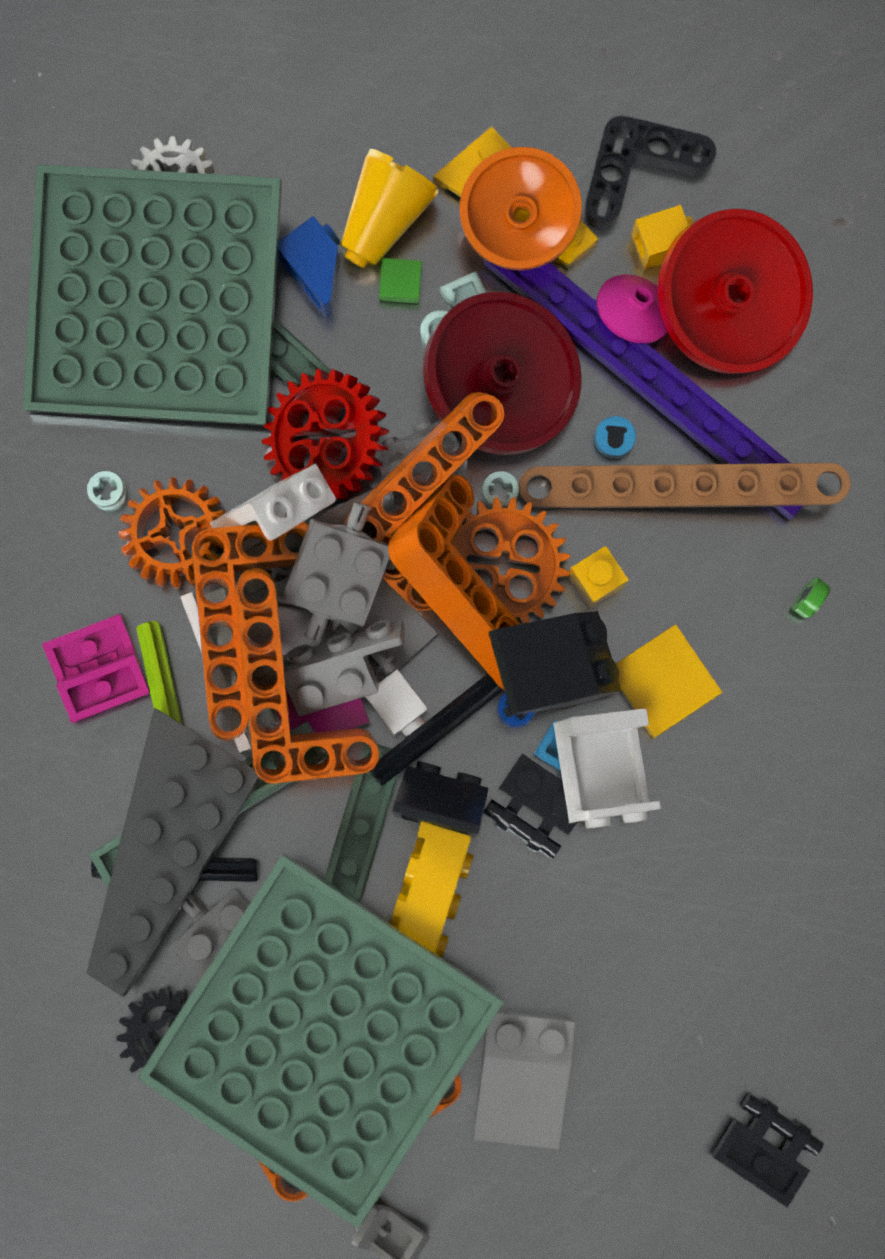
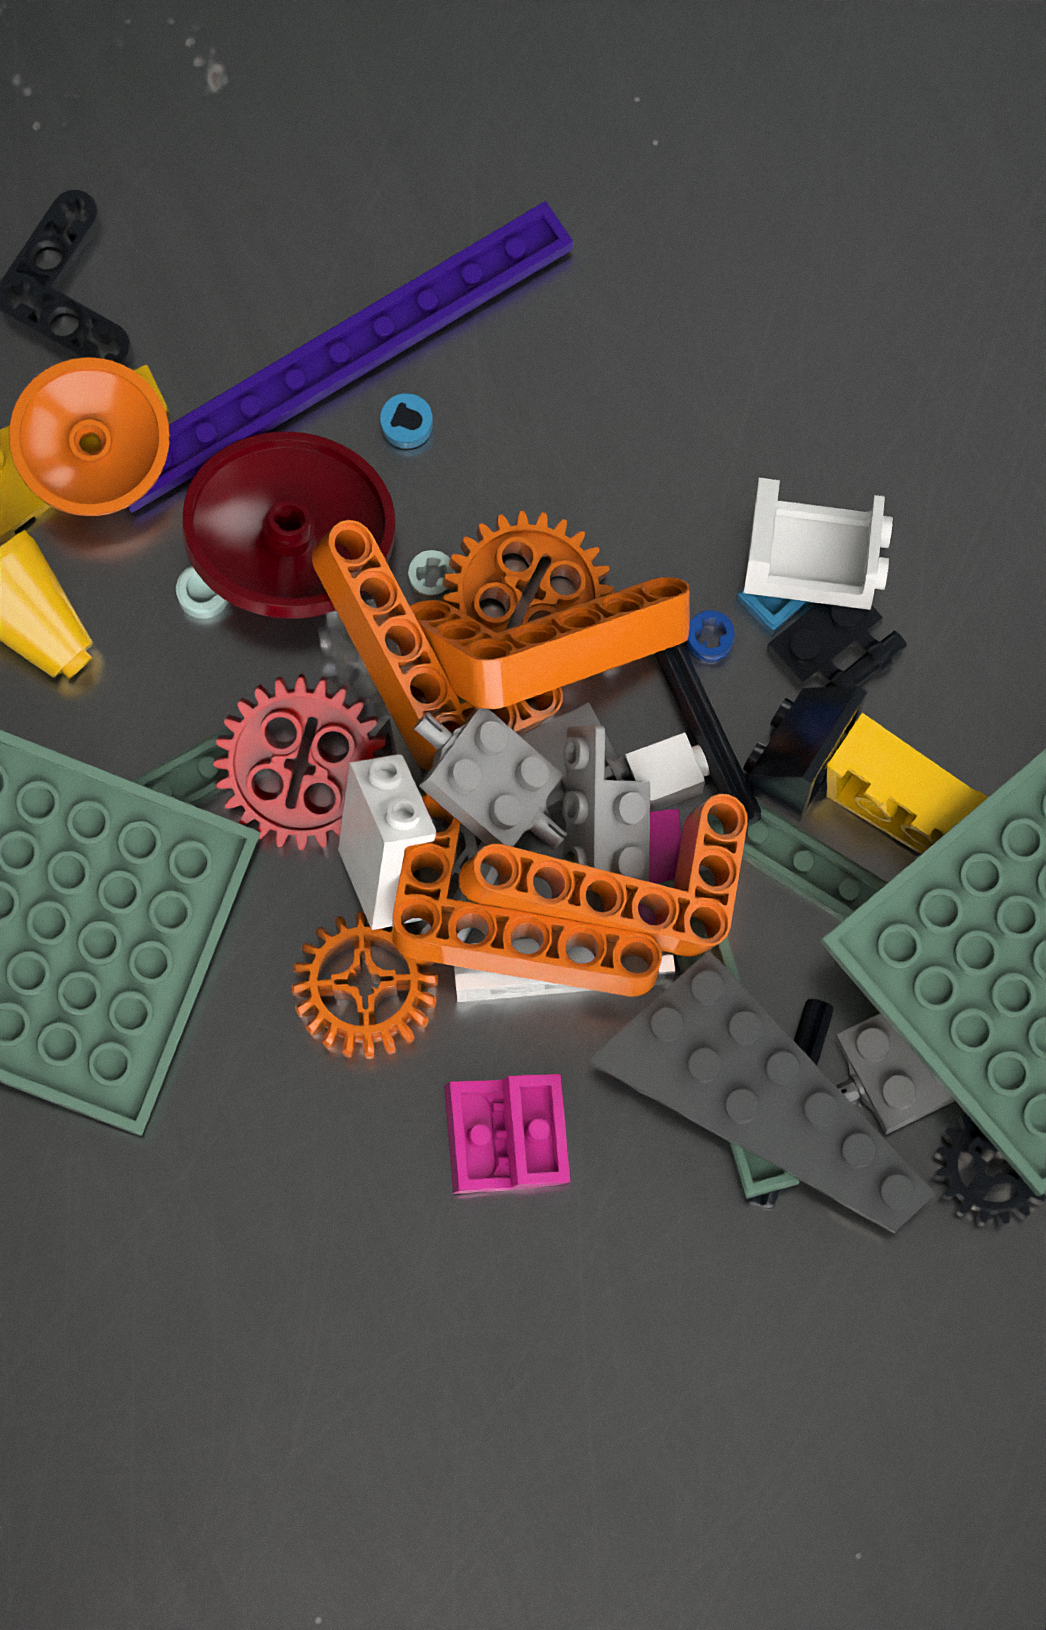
camera: 70 degrees left, 5 degrees down
(117, 496) = (292, 1049): light aqua bush -> none
(158, 669) = (533, 1056): lime axle -> none
(313, 261) = (68, 714): blue slope -> none
(400, 280) = (120, 619): bright green tile -> none
(462, 289) = (162, 545): light aqua tile -> none
(555, 662) = (676, 558): black slope -> none
(597, 577) = (580, 489): yellow brick -> none
(631, 308) = (252, 347): dark pink dish -> none
(656, 233) = (172, 285): yellow brick -> none
(666, 680) = (725, 452): yellow tile -> none
(685, 485) = (496, 355): medium nougat plate -> none
(735, 291) = (273, 220): red dish -> none
(811, 598) = (677, 252): bright green tile -> none

